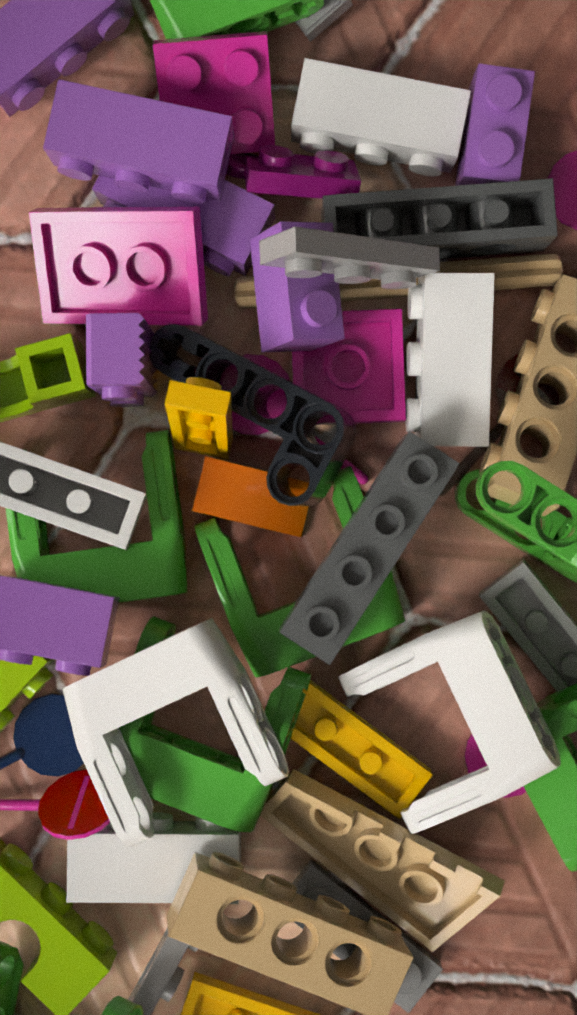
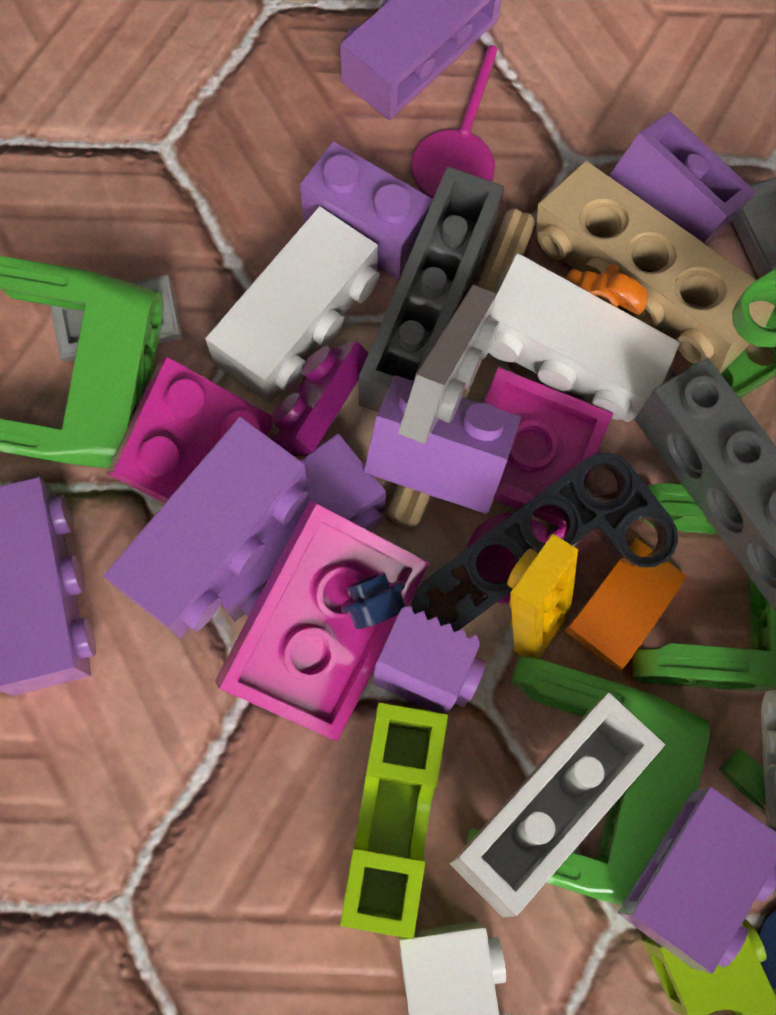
camera: 70 degrees left, 15 degrees down
(144, 293) = (373, 600): none -> dark blue plate
(502, 363) = (612, 288): none -> orange piece

